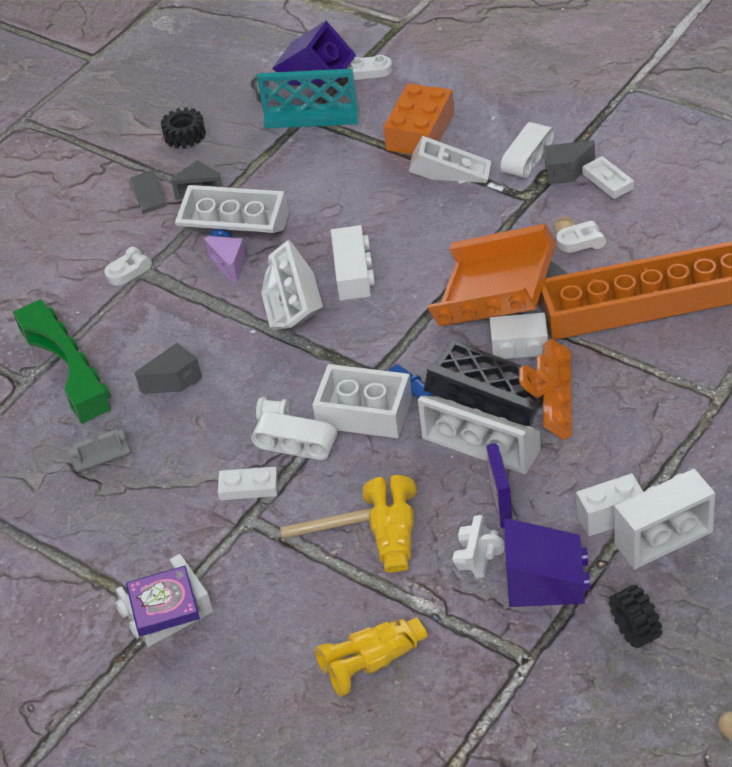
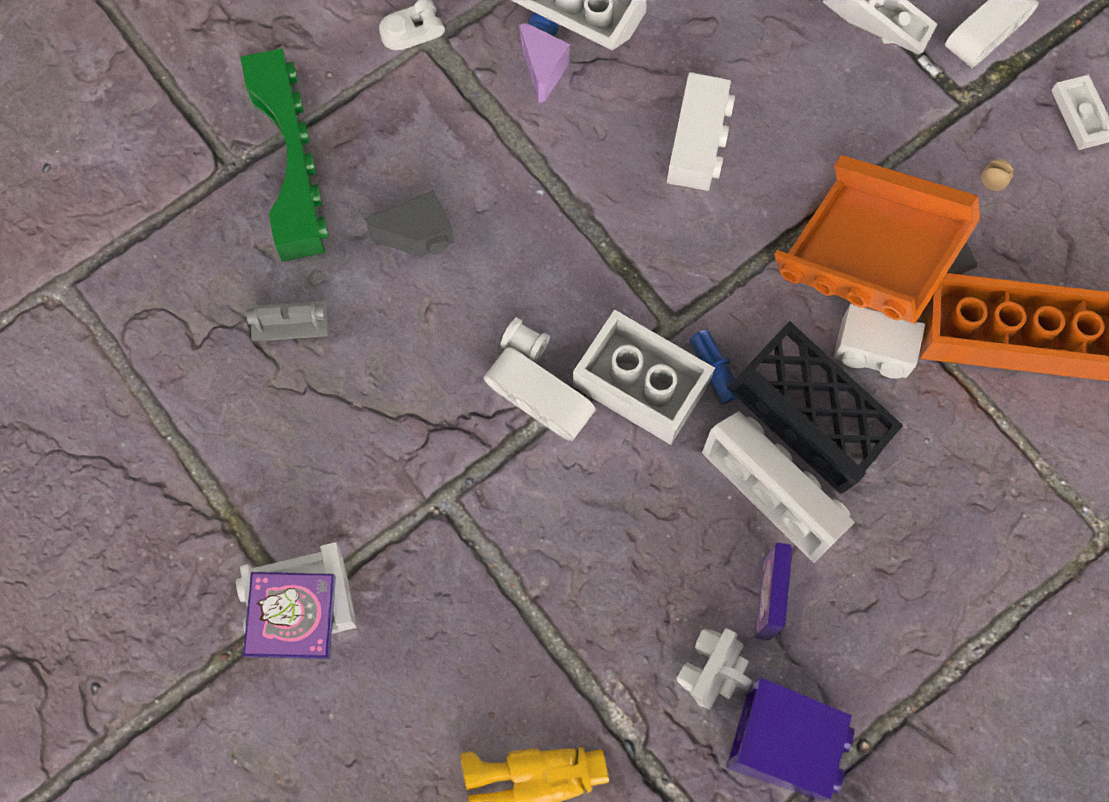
camera: 10 degrees right, 25 degrees up
(248, 483) = (459, 443): white plate -> none
(289, 289) = (605, 152): white wedge -> none
(326, 523) = (555, 549): tan bar -> none
(392, 524) = (618, 591): yellow piece -> none
(553, 381) = (897, 445): orange plate -> none
(566, 160) = (1038, 63): dark grey slope -> none
(580, 237) = (1001, 203): white plate -> none
(597, 503) = (907, 670): white brick -> none
(664, 518) = (971, 729): white brick -> none

